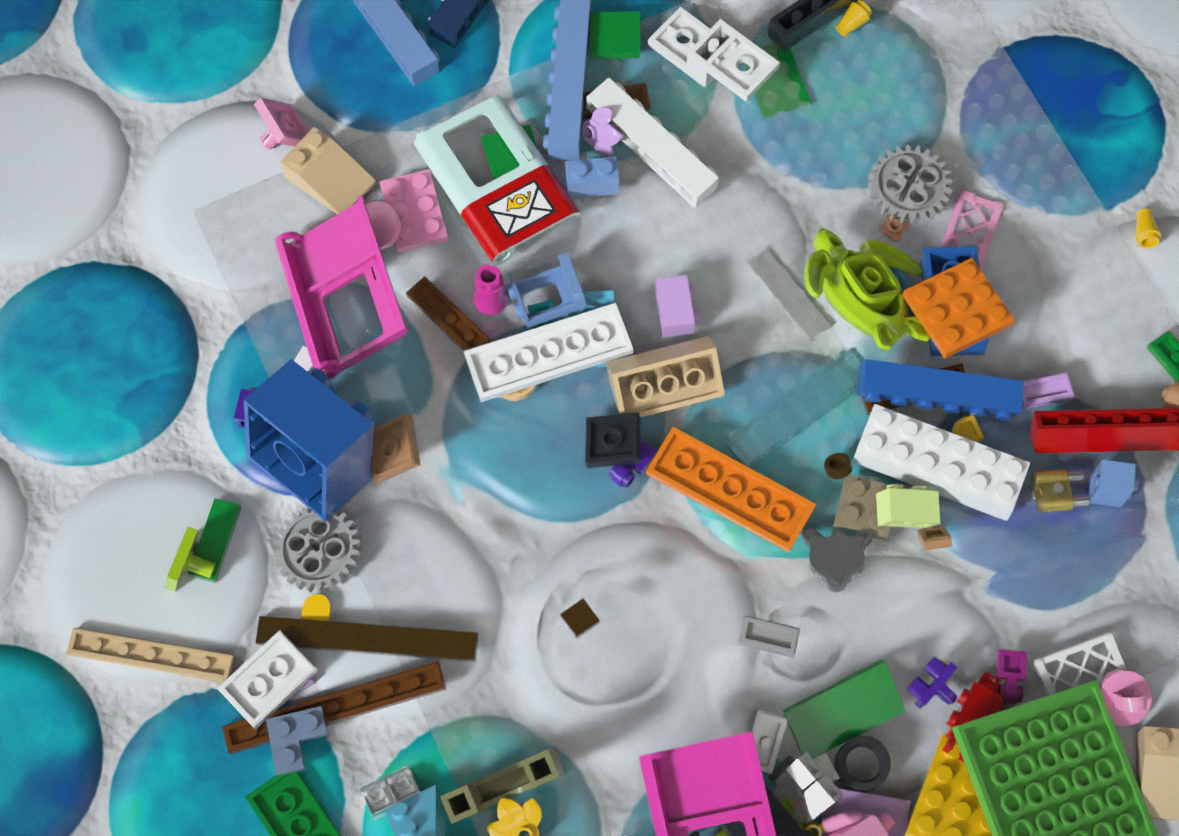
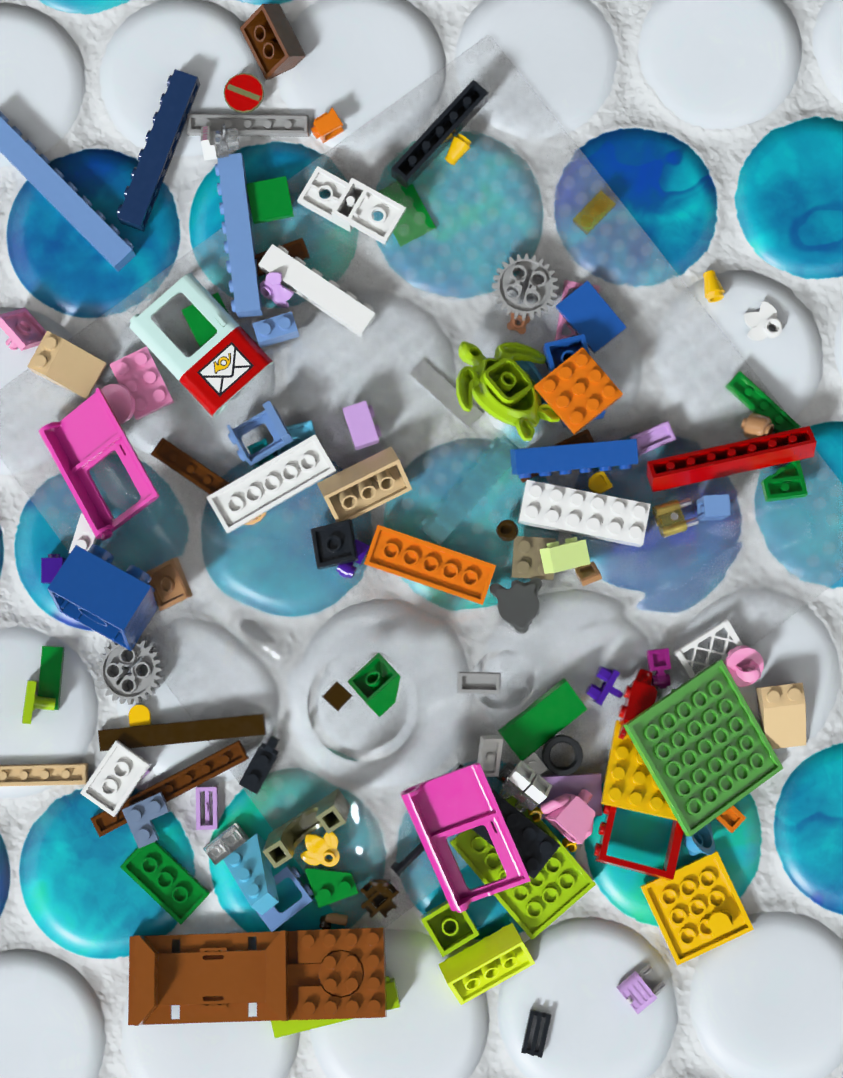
camera: 15 degrees left, 15 degrees up
(372, 768) = (207, 826): none -> lavender tile
(459, 700) = (260, 766): none -> black hinge
(490, 292) = (220, 447): dark pink plant -> none
(635, 612) = (377, 684): none -> green slope
(987, 227) = (591, 316): none -> blue tile
(1009, 116) = (594, 212): none -> clear yellow plate

